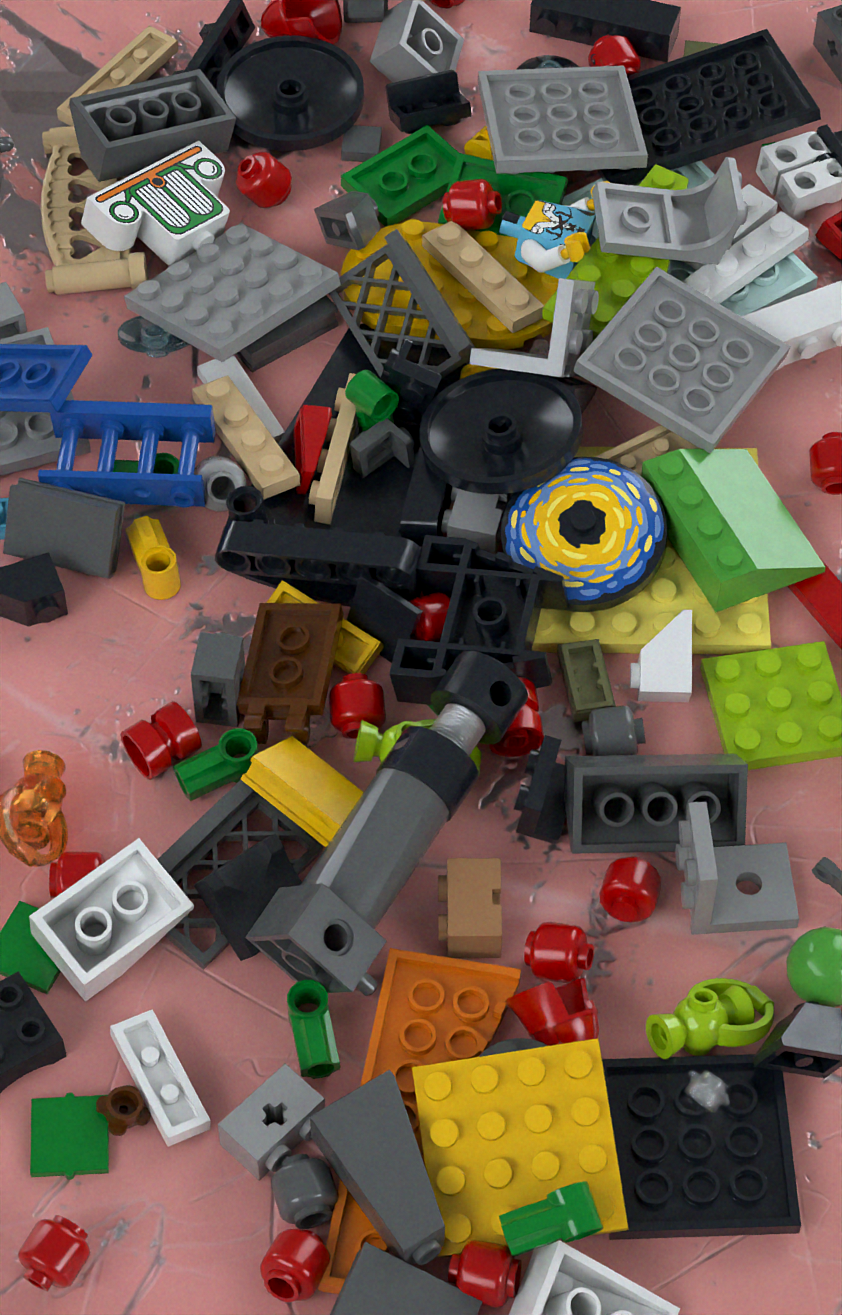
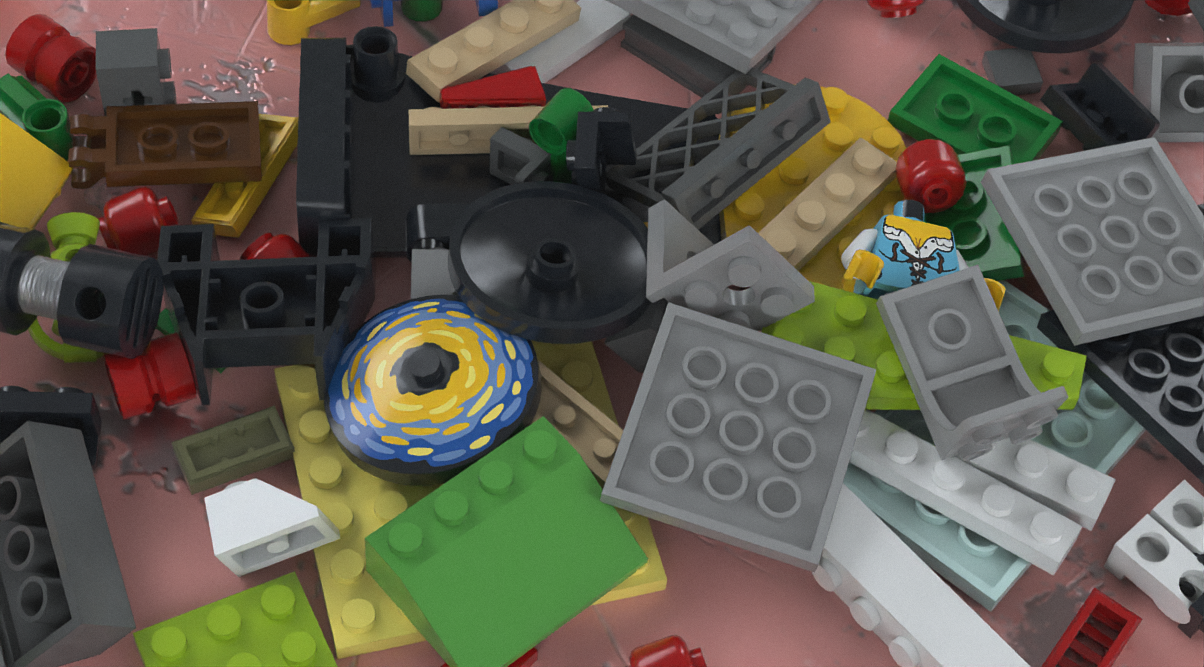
camera: 70 degrees right, 0 degrees up
(219, 479) = (420, 26): light grey head -> none
(349, 220) = (861, 70): dark grey slope -> none
(383, 614) = (261, 214): black piece -> none
(613, 732) = (149, 489): dark grey head -> none

